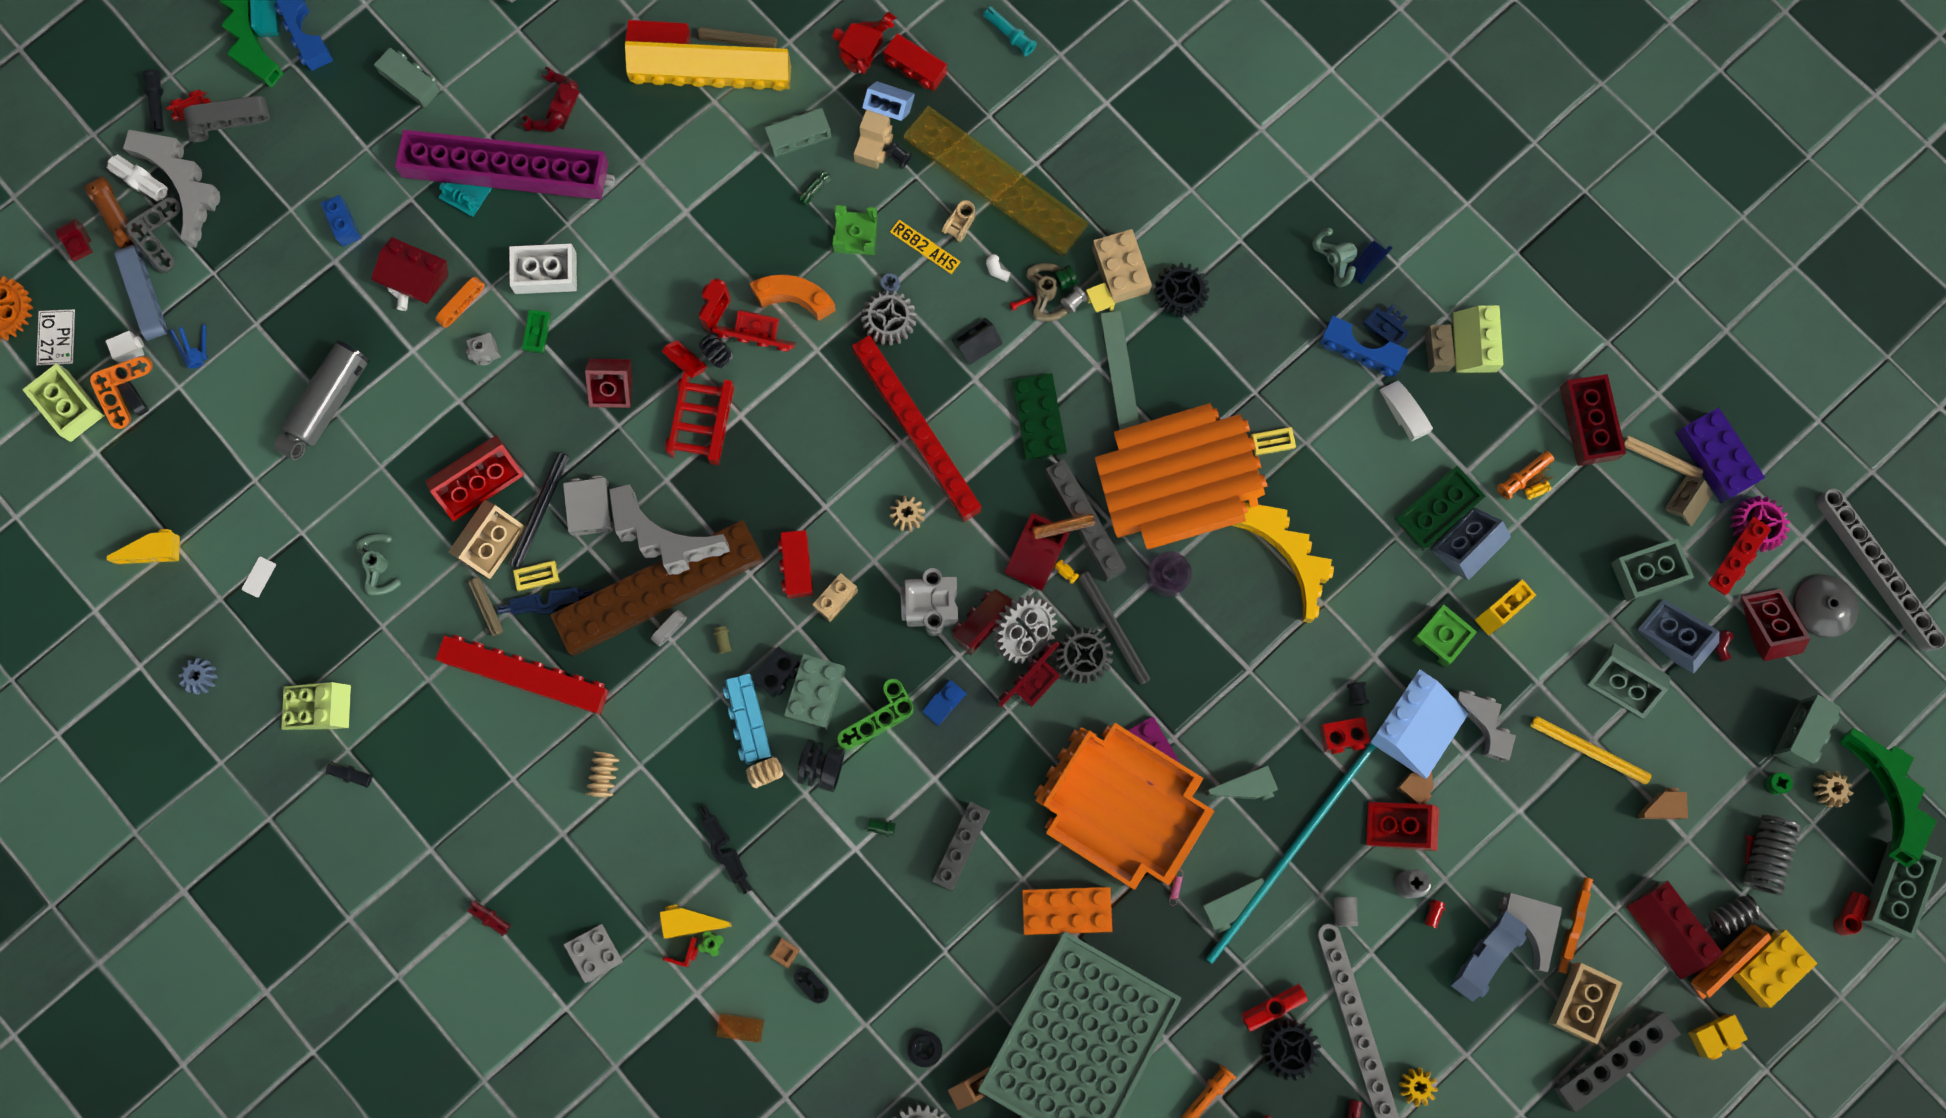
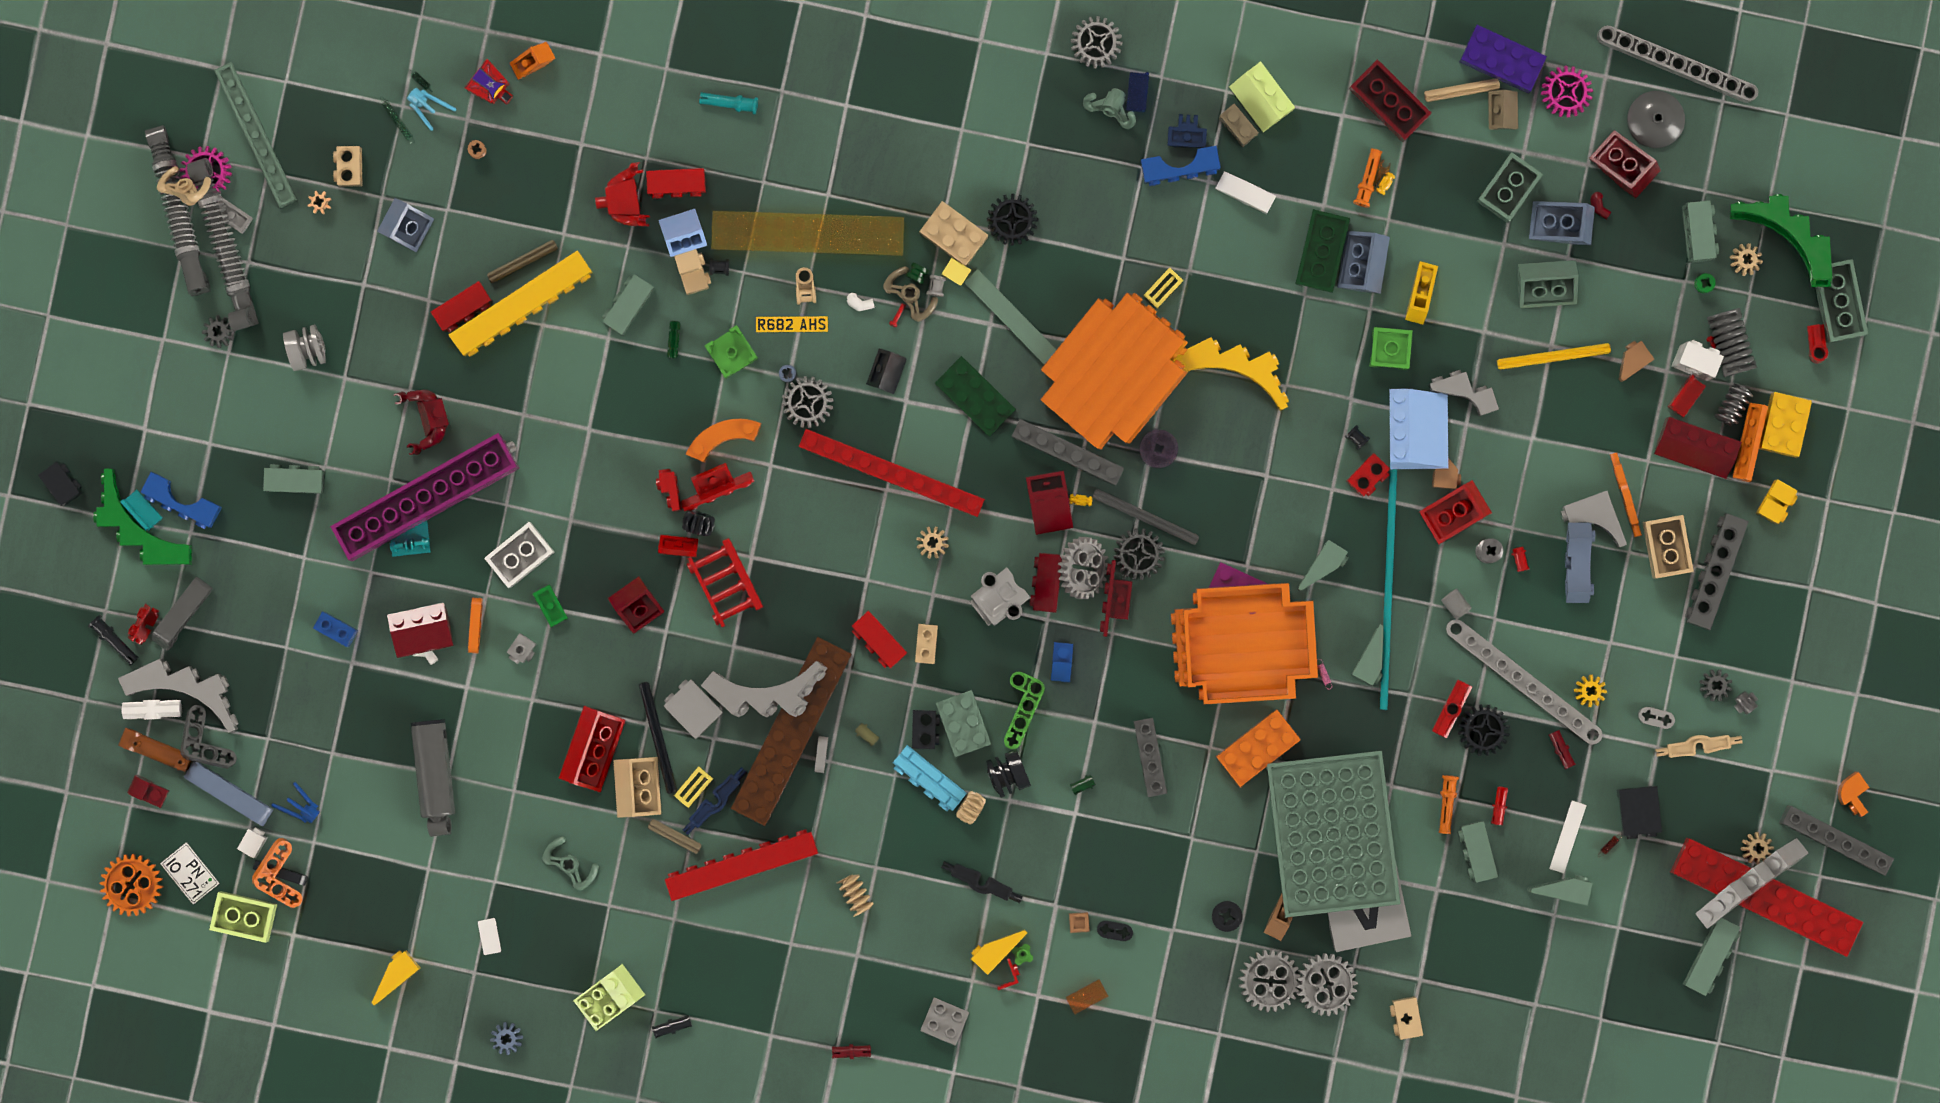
camera: 35 degrees left, 10 degrees up
(1063, 526) = (1057, 471): clear orange axle -> none
(1377, 193) = (1087, 28): none -> light grey gear
(1693, 875) = (1686, 396): none -> red panel
(1731, 847) = (1697, 360): none -> white brick
(1739, 556) = (1566, 131): red bracket -> none

